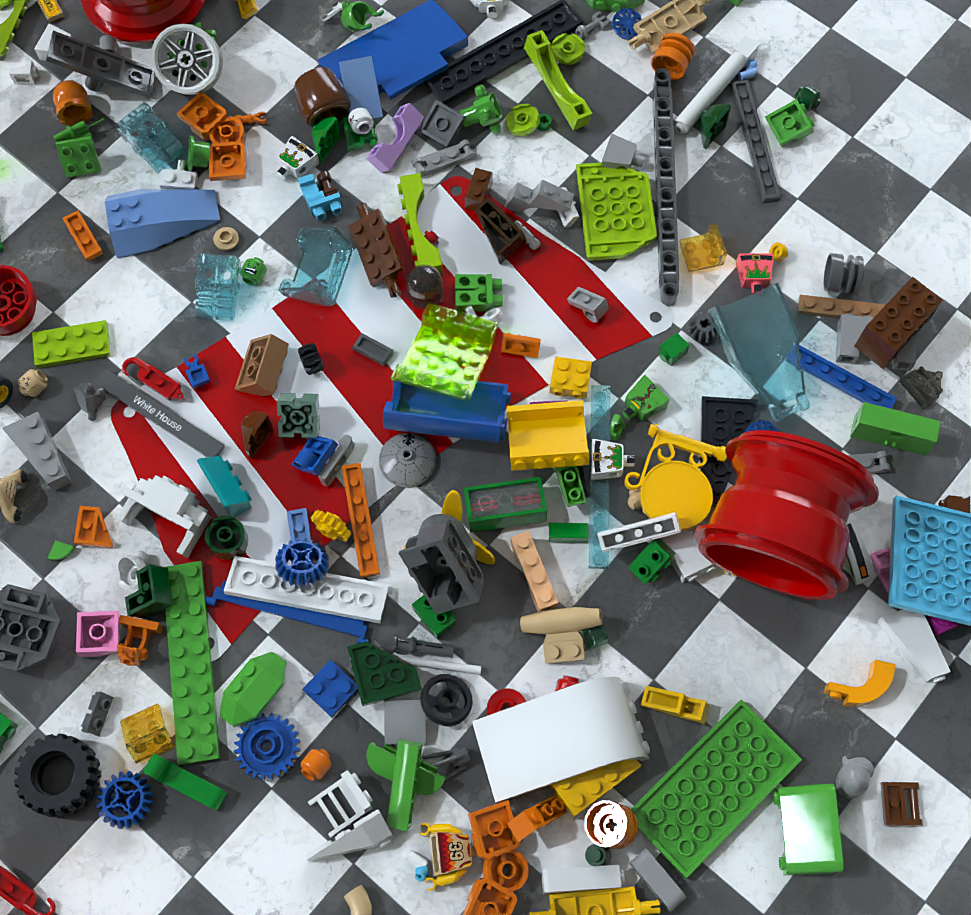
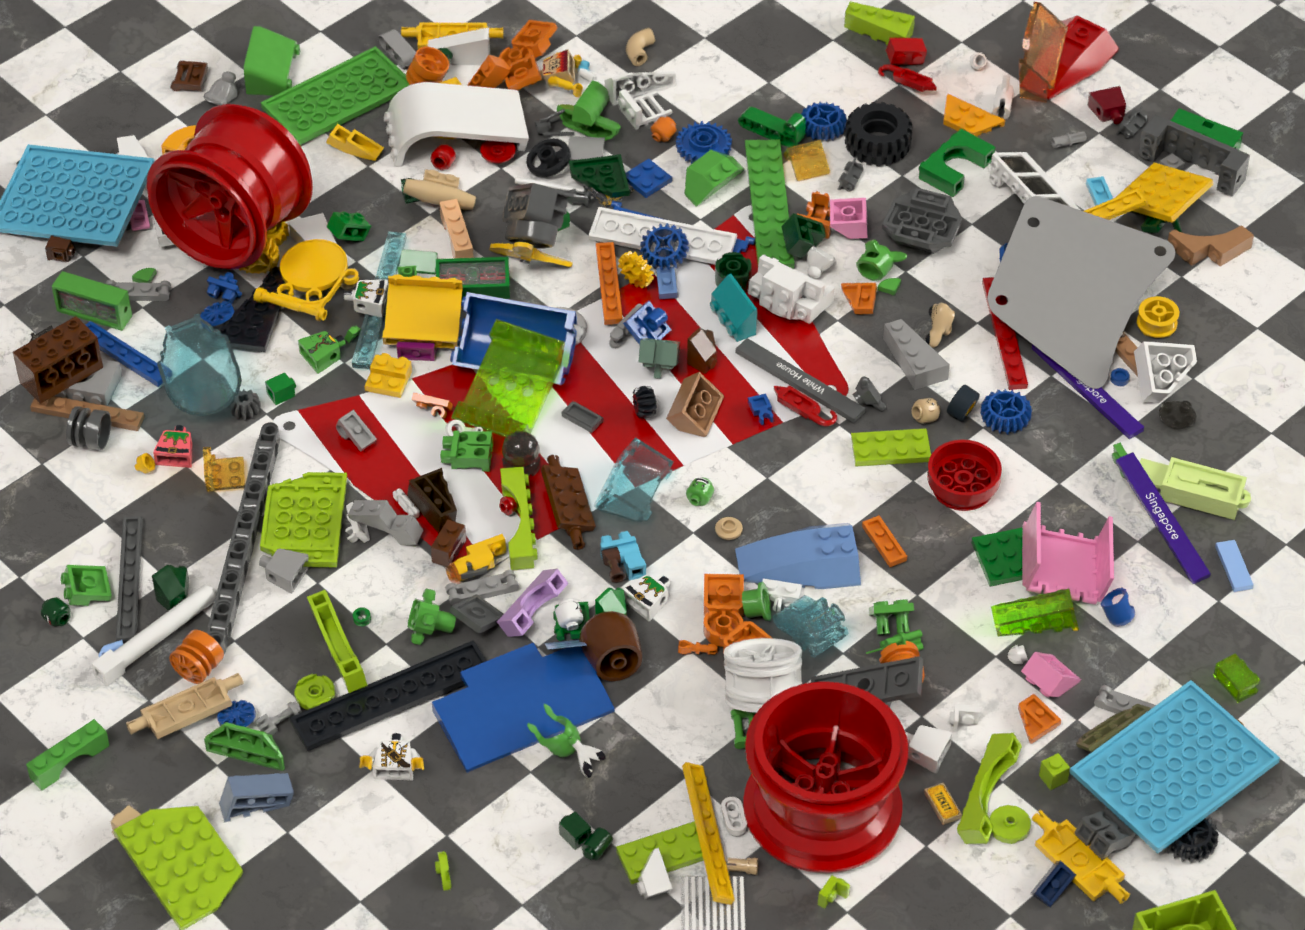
camera: 175 degrees left, 20 degrees down
(69, 571) = (877, 260): none -> bright green piece
(214, 294) = (736, 475): clear light blue connector -> none
(449, 176) = (478, 559): none -> yellow plate
(522, 120) = (388, 609): lime plate -> none
(639, 532) = (355, 232): white brick -> none

